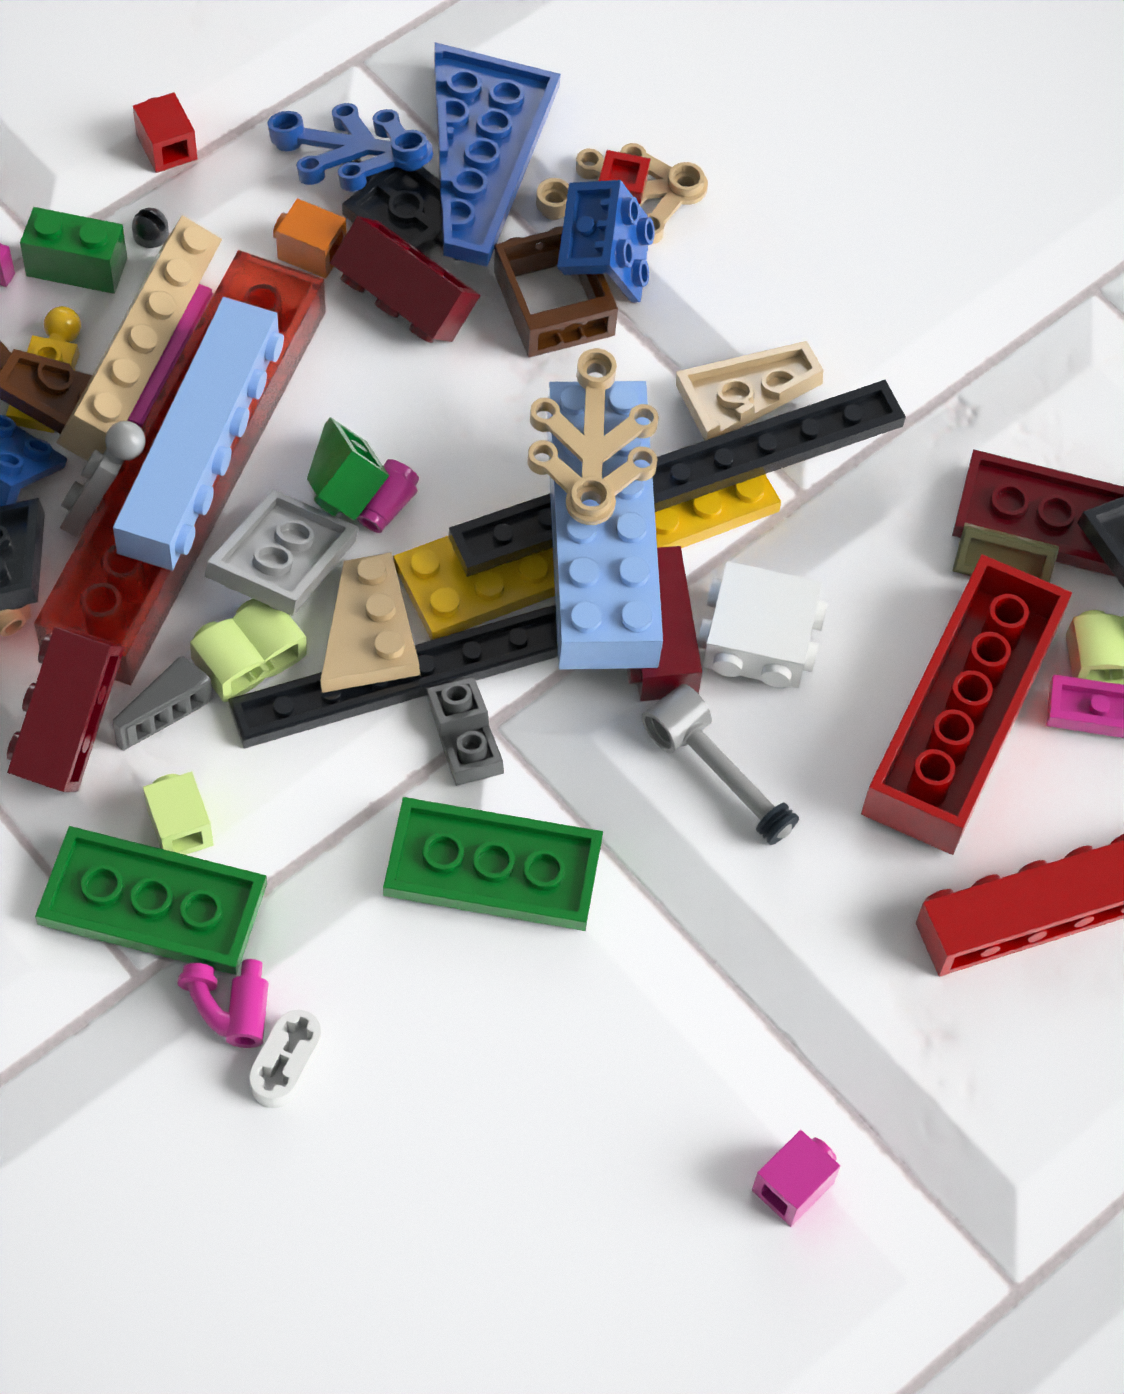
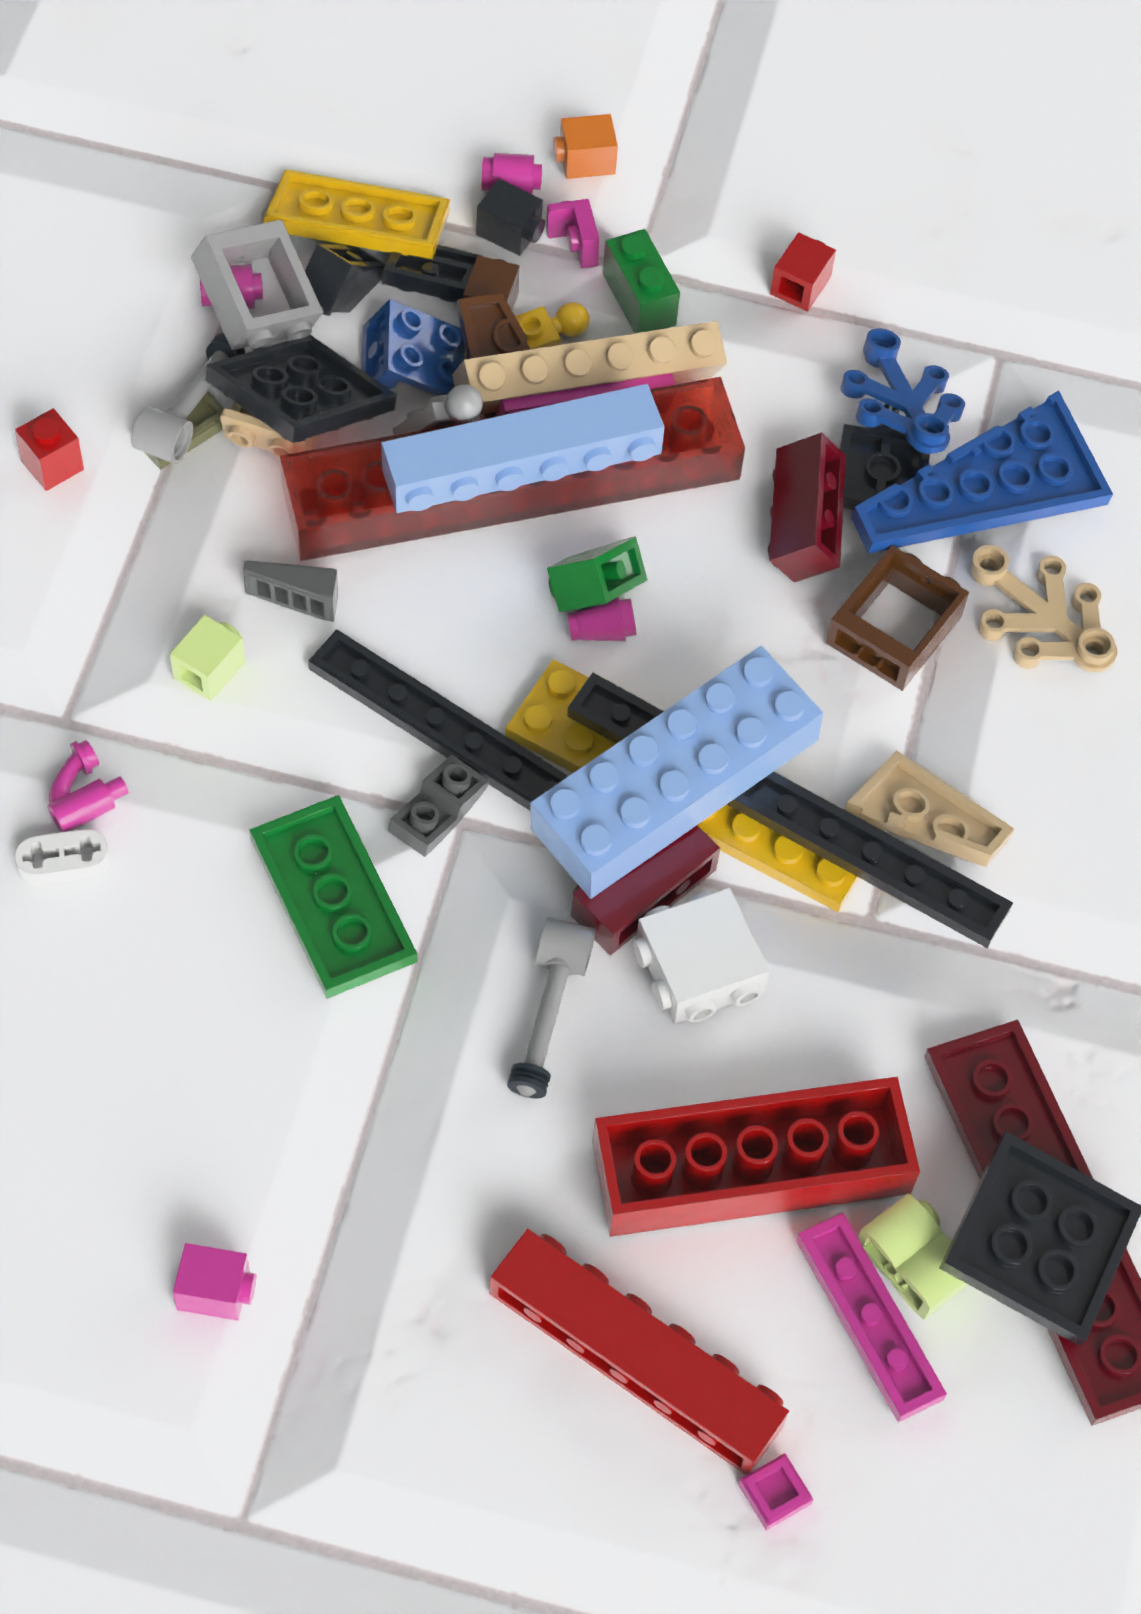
camera: 55 degrees right, 0 degrees up
(64, 709) = (227, 523): dark red brick -> none
(147, 232) = (716, 309): black hinge -> none
(151, 900) = (127, 687): green plate -> none
(247, 648) = (389, 612): yellowish green brick -> none
(281, 552) = (483, 578): light grey plate -> none
(309, 237) = (791, 417): orange brick -> none
(369, 628) = (472, 682): tan wing -> none
(592, 446) = (721, 708): tan plant -> none
(606, 234) = (969, 618): blue bracket -> none
(629, 169) = (1049, 597): red plate -> none
(1016, 551) = (932, 1110): olive tile -> none

